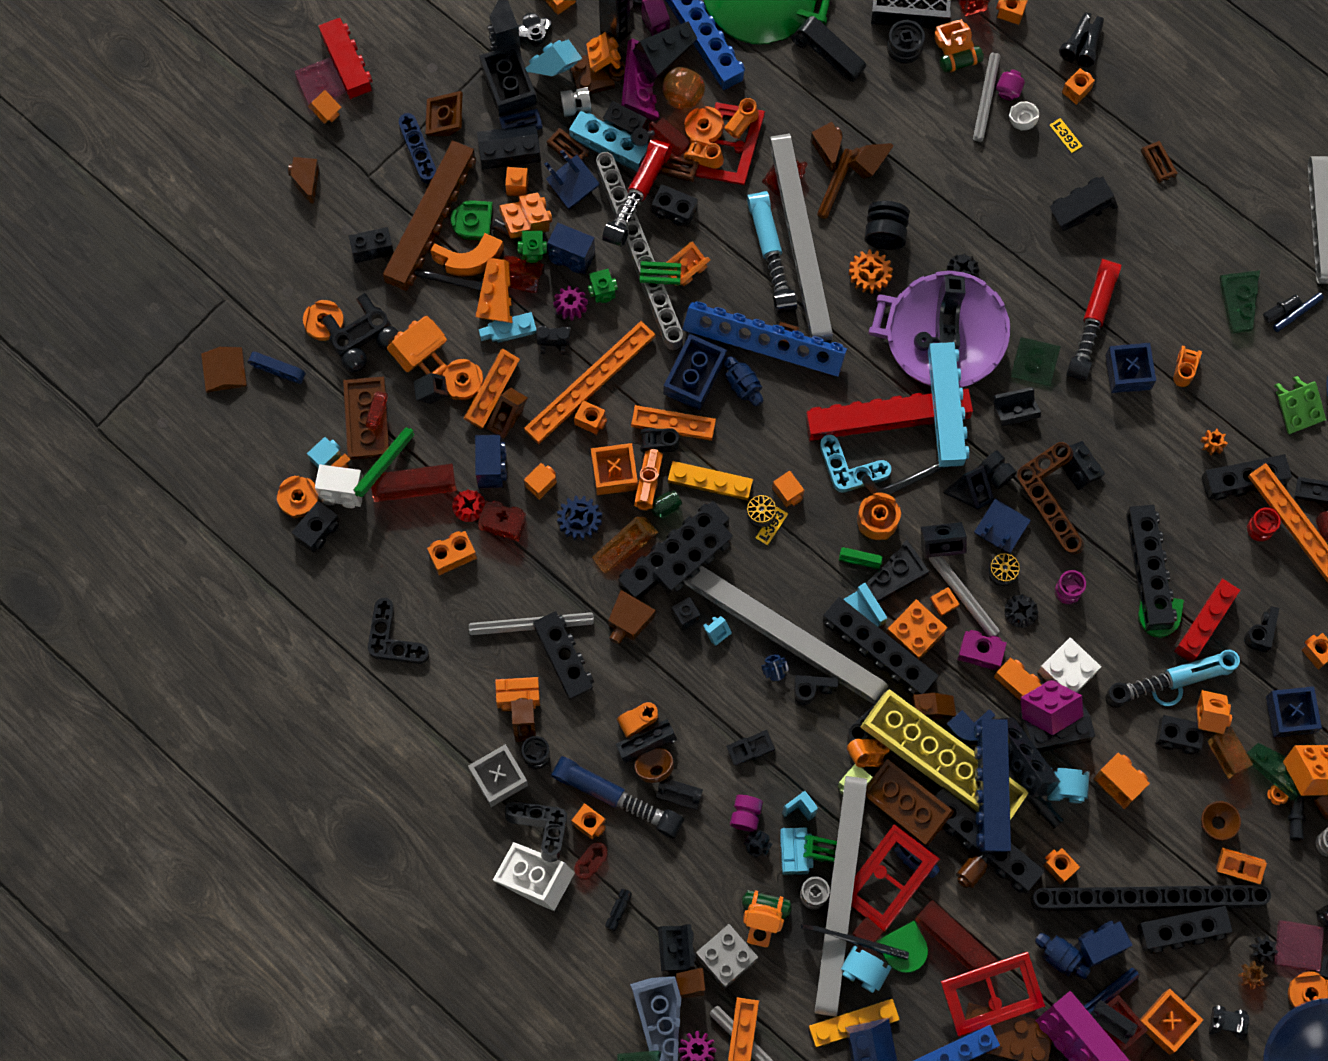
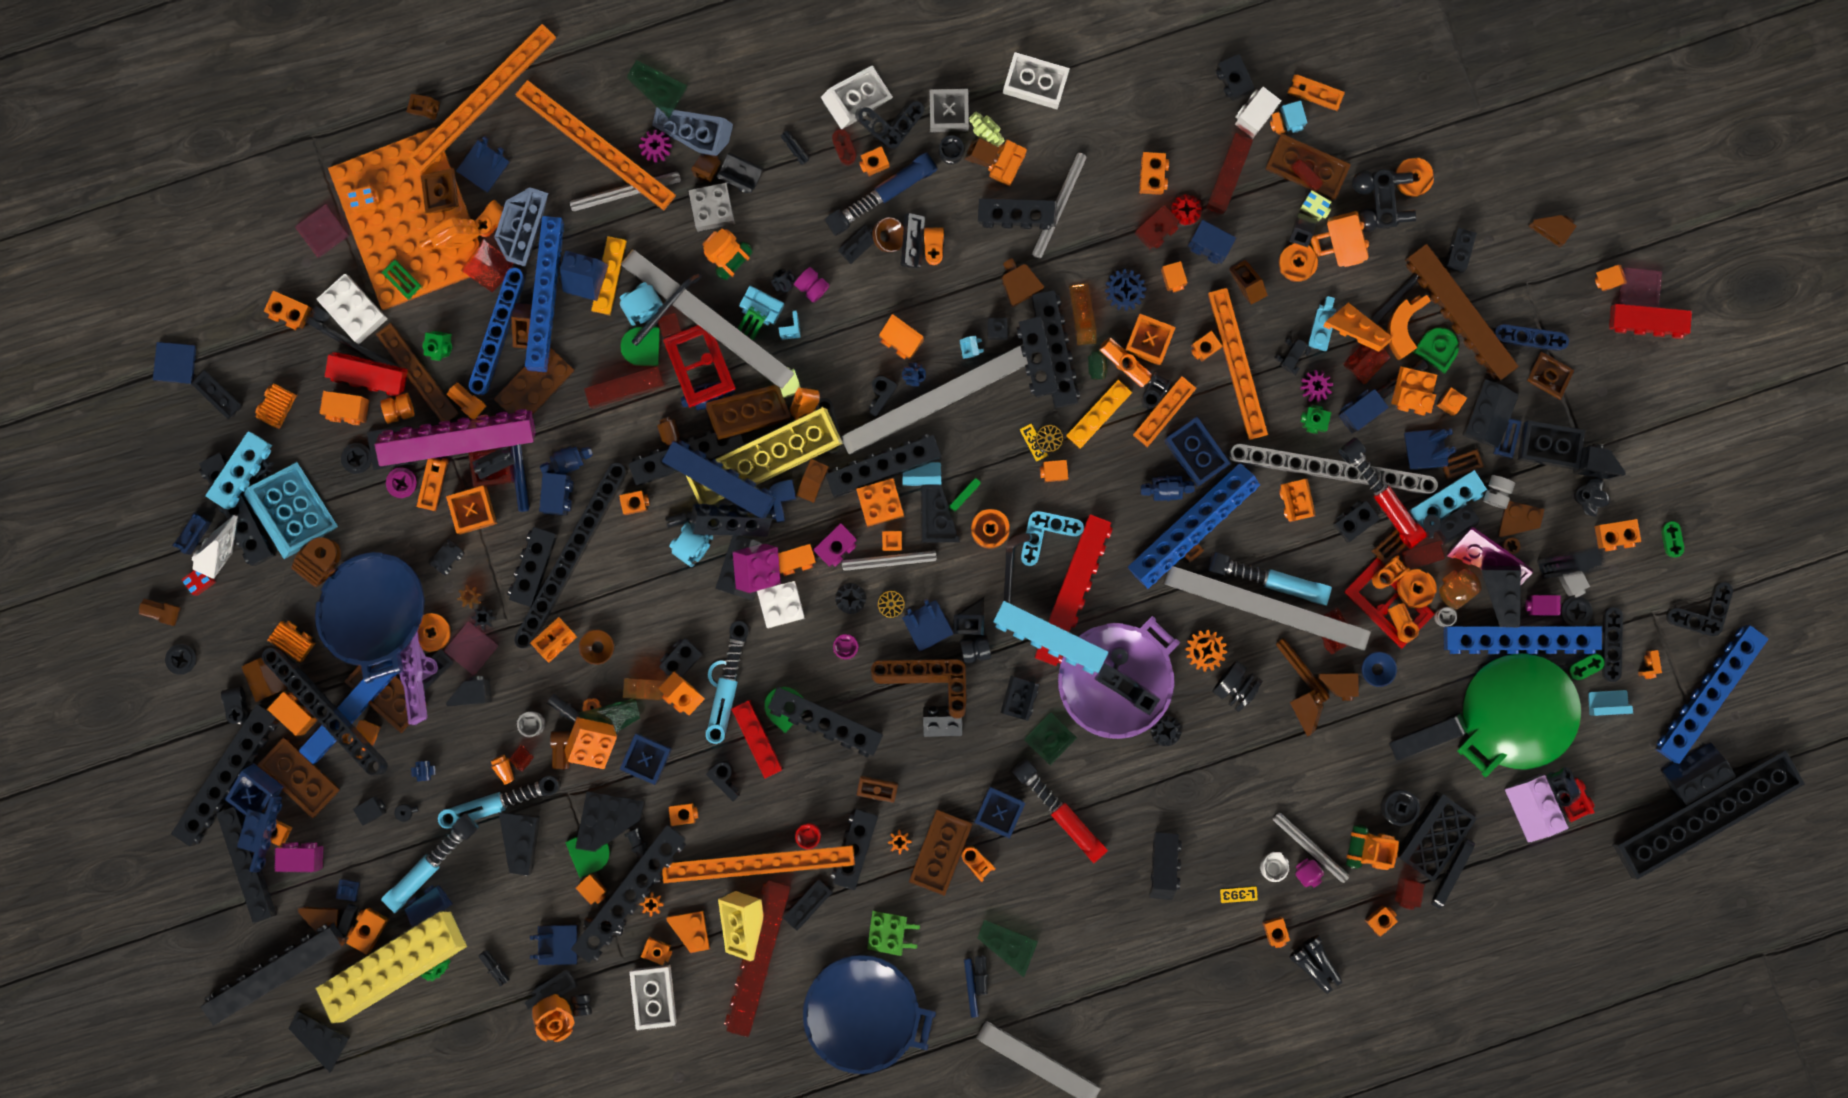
camera: 120 degrees right, 15 degrees up
(223, 368) = (1416, 75): reddish brown slope -> none
(276, 367) = (1392, 117): dark blue beam -> none
(286, 494) = (1277, 69): orange plate -> none
(290, 447) = (1316, 92): none -> orange plate
(383, 462) = (1257, 156): green axle -> none
(388, 644) = (1104, 84): black beam -> none
(400, 391) = (1316, 206): none -> yellowish green brick
(422, 708) = (1036, 80): none -> white brick
(491, 388) = (1276, 280): orange plate -> none
(497, 727) = (986, 129): none -> yellowish green gear
(531, 246) = (1387, 383): green brick -> none
(555, 59) = (1545, 491): medium azure slope -> none
(602, 52) = (1532, 541): orange bracket -> none
(669, 271) = (1301, 481): green tile -> none
(714, 90) = (1445, 617): none -> light grey wheel
(747, 698) = (901, 337): none -> orange slope
(751, 748) = (862, 320): black slope -> none
(799, 112) = (1388, 665): none -> dark blue piece
(814, 893) = (721, 300): light grey wheel -> none
(943, 540) = (941, 569): black brick -> none
(998, 1014) = (551, 385): red door -> none
(1121, 780) = (670, 587): orange brick -> none
(1165, 176) = (1169, 950): reddish brown tile -> none
(1180, 488) = (877, 789): none -> reddish brown brick
(1199, 401) = (940, 852): none -> reddish brown plate

